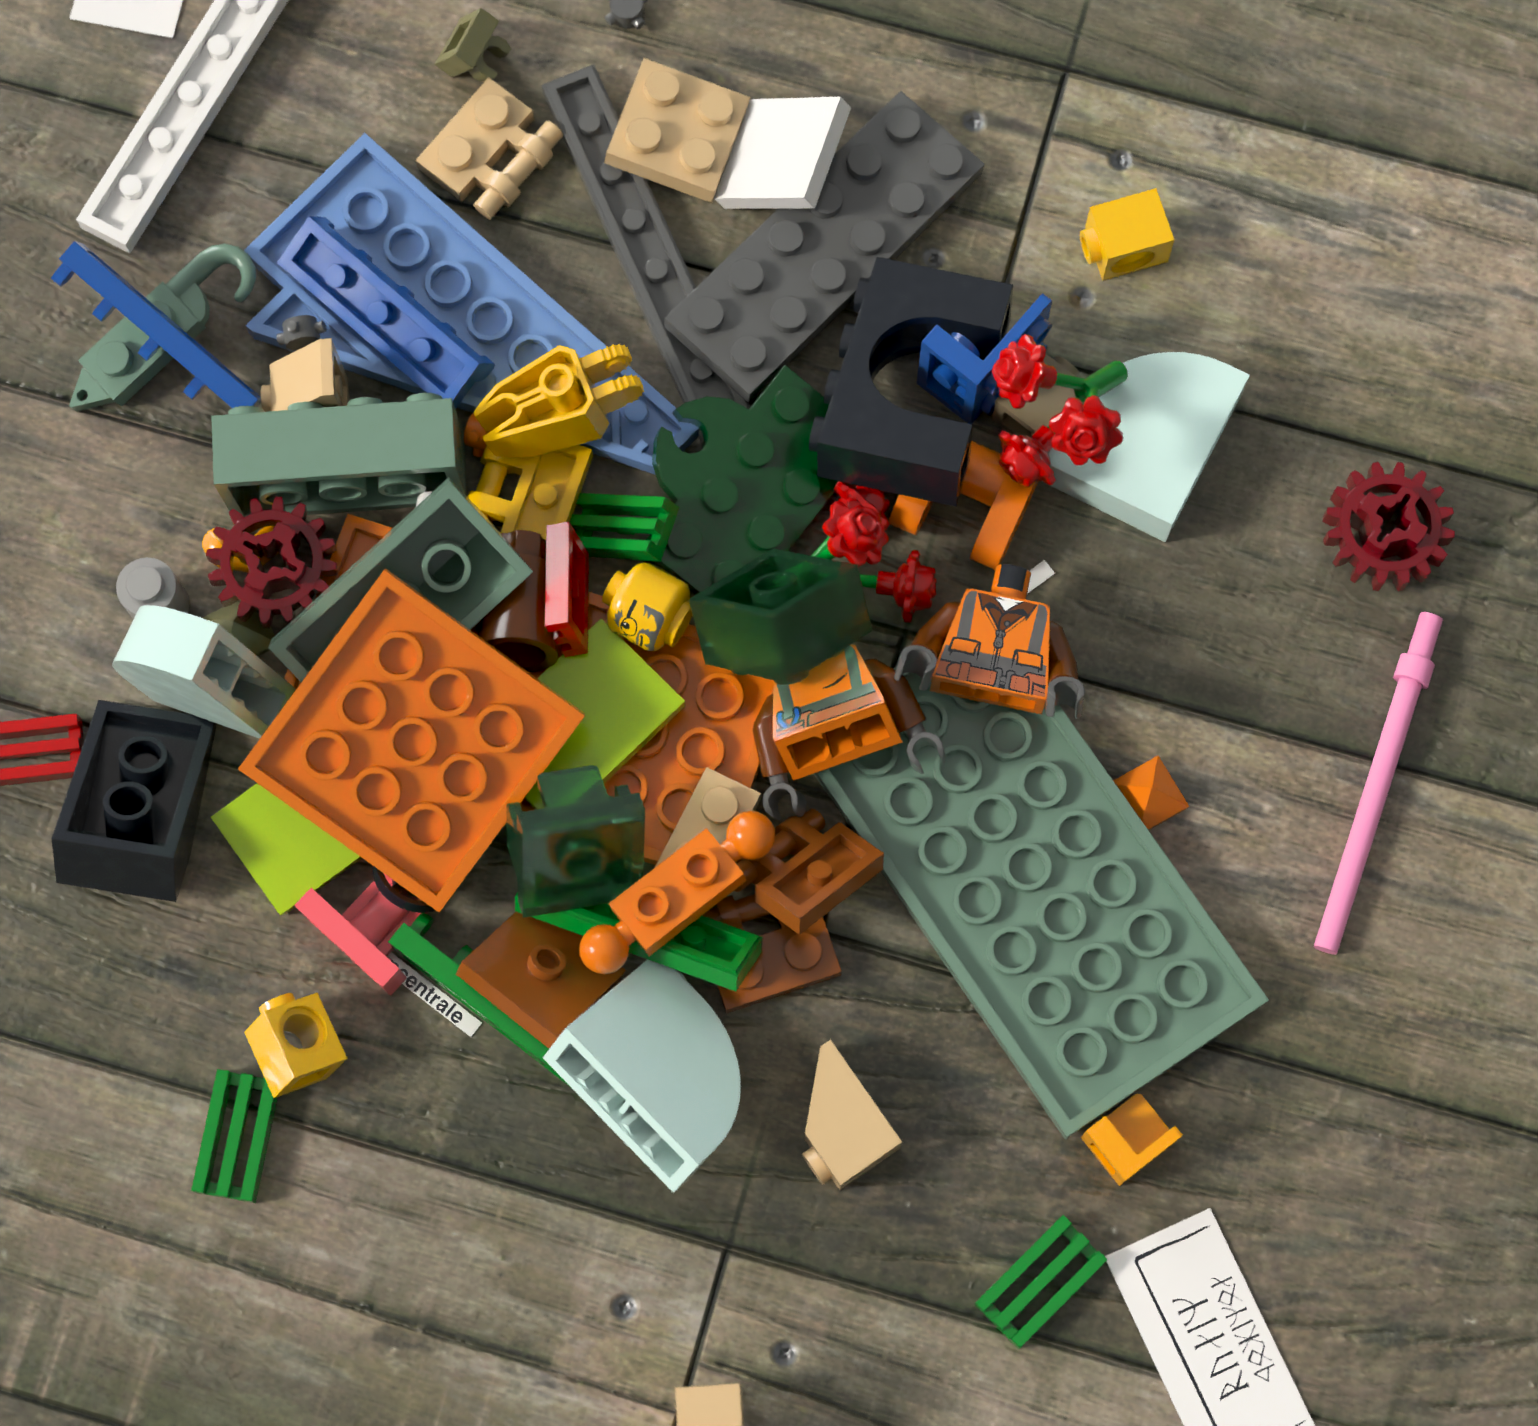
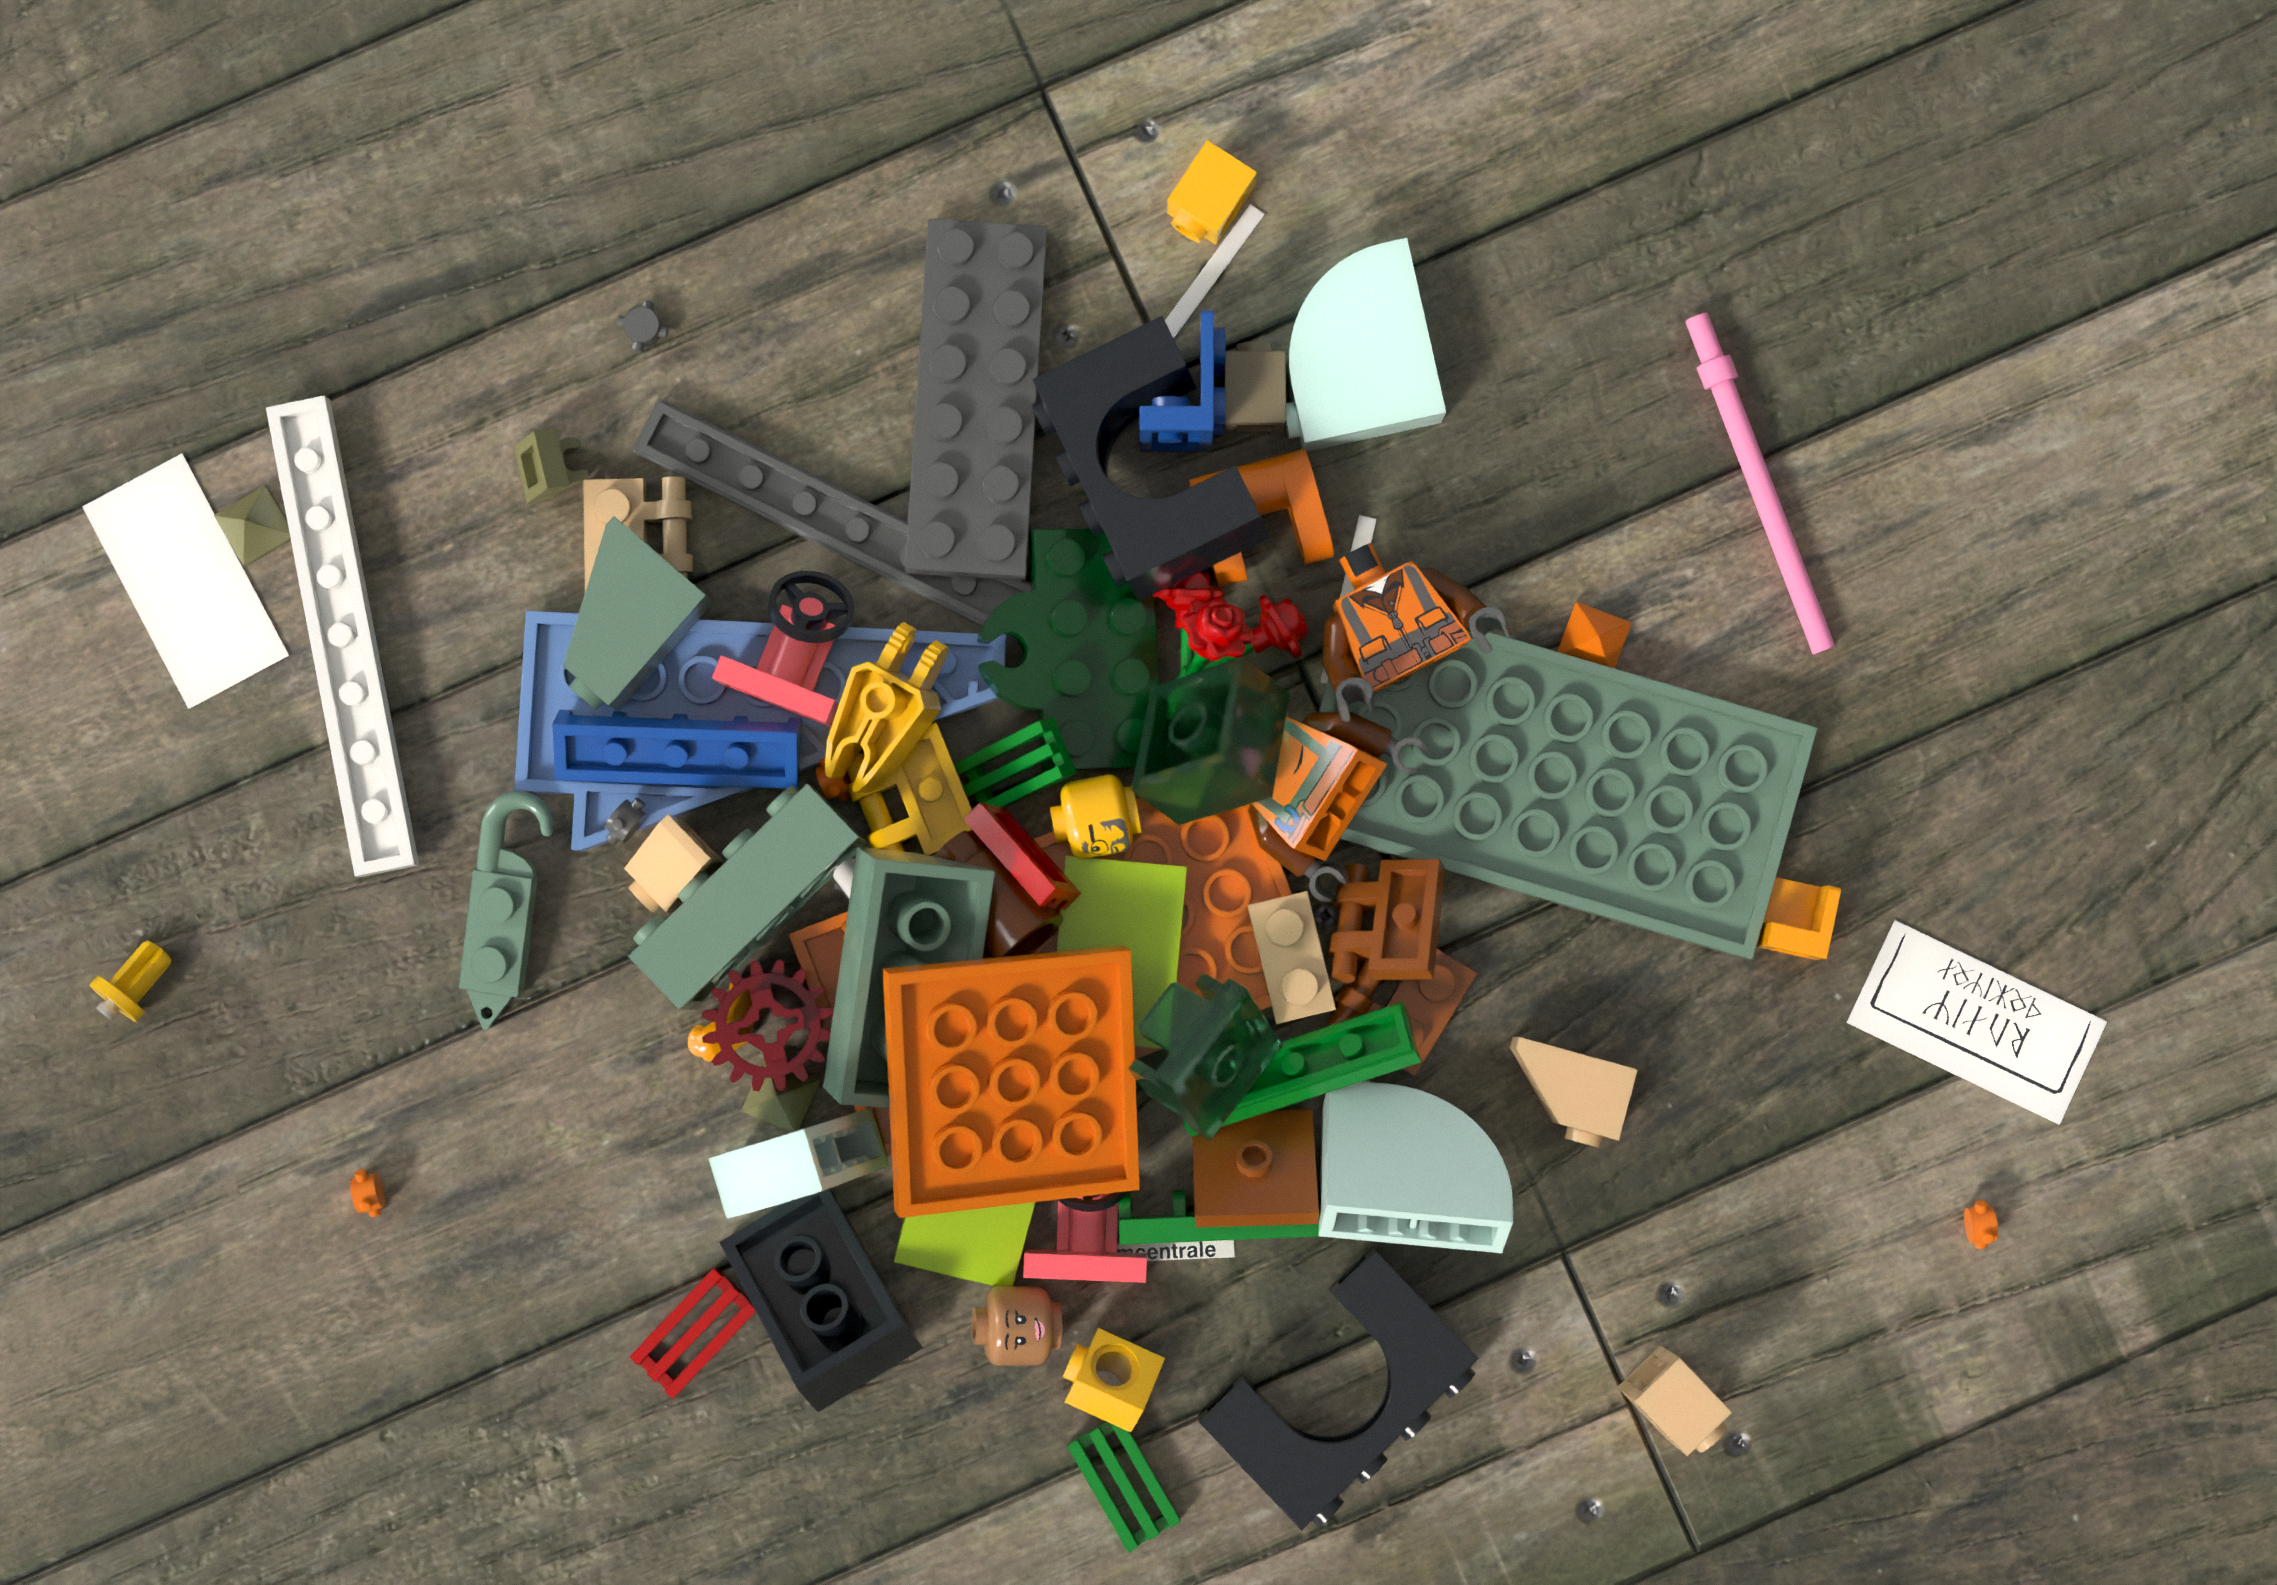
camera: 40 degrees left, 10 degrees up
(150, 583) = (692, 1128): light grey brick -> none
(156, 324) = (515, 916): blue hinge -> none
(260, 944) = (1017, 1325): none -> medium nougat head
(380, 1244) = (1311, 1470): none -> black arch
(430, 190) = (628, 618): none -> sand green slope
(533, 312) = (794, 649): none -> coral piece
(677, 130) = (776, 399): tan plate -> none
(677, 892) = (1314, 1024): orange plate -> none
(782, 153) = (881, 352): white tile -> none
(1078, 1244) = (1840, 1087): green tile -> none
(1080, 430) = (1335, 405): red plant -> none
(1091, 293) = (1213, 269): none -> white sticker
(1409, 540) = (1582, 274): dark red gear -> none

